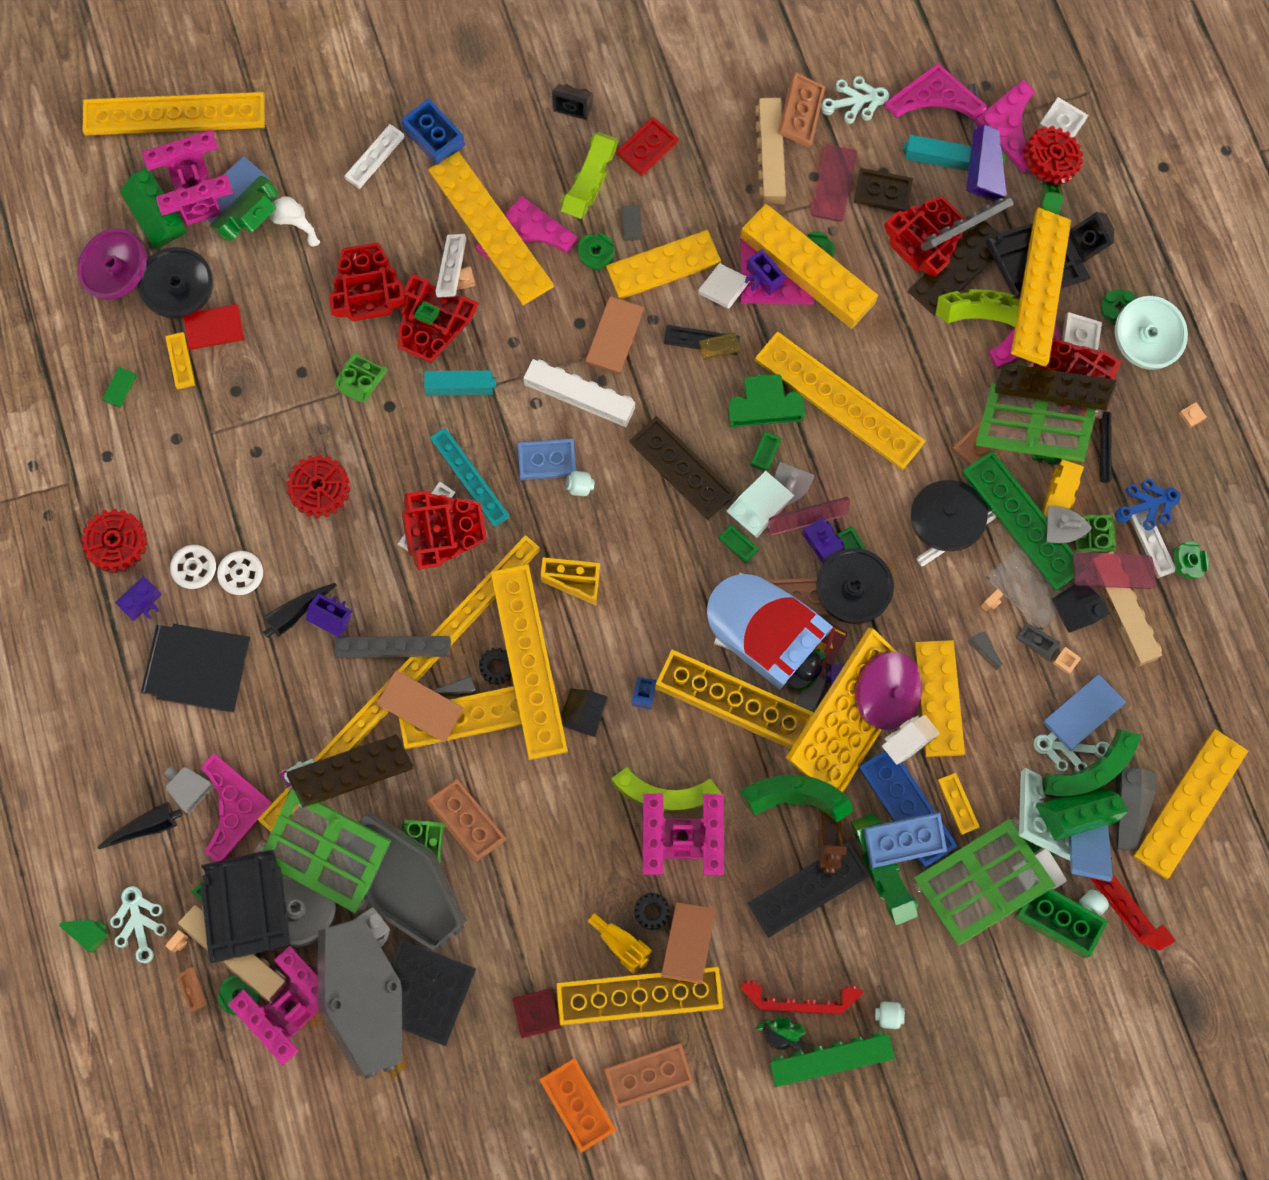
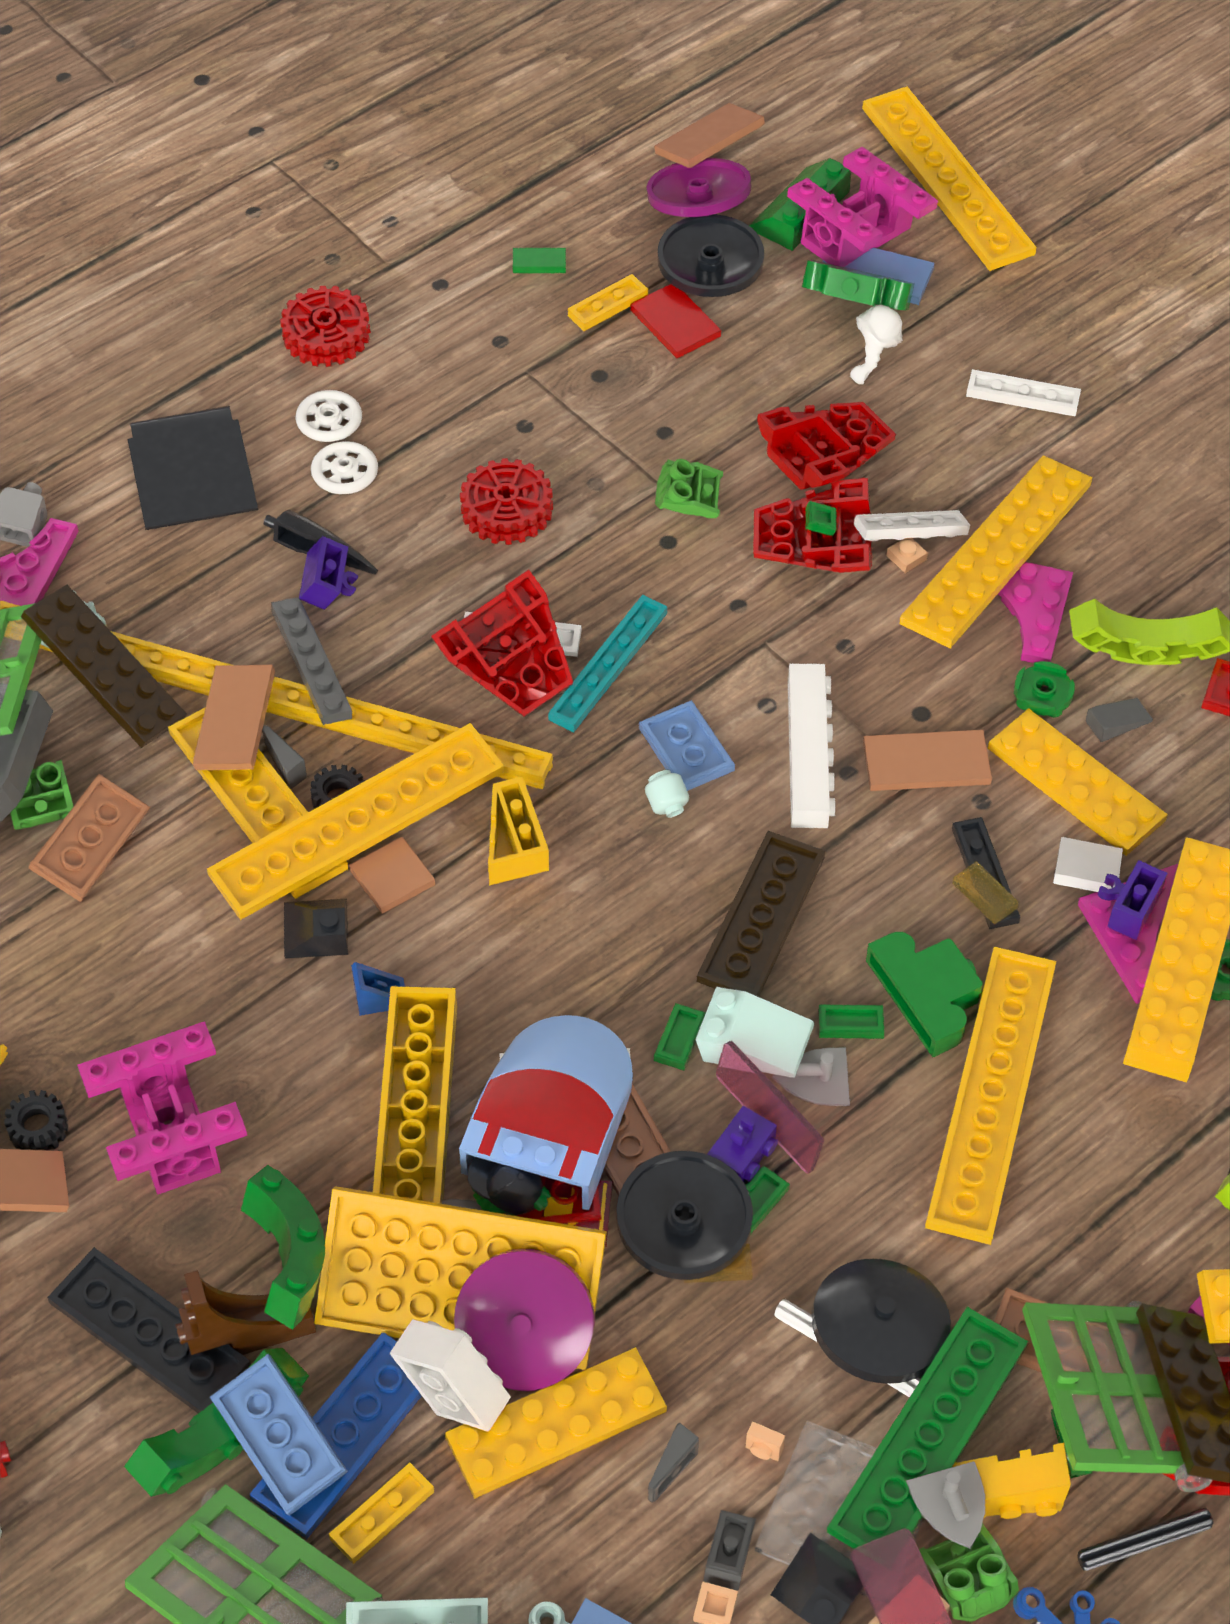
camera: 70 degrees right, 20 degrees down
(63, 237) = (709, 135): none -> nougat tile
(139, 599) = (256, 375): dark purple brick -> none
(433, 131) = (1099, 435): blue brick -> none
(459, 382) = (743, 599): teal brick -> none
(566, 656) = (392, 875): none -> nougat tile
(673, 800) = (225, 1017): lime brick -> none

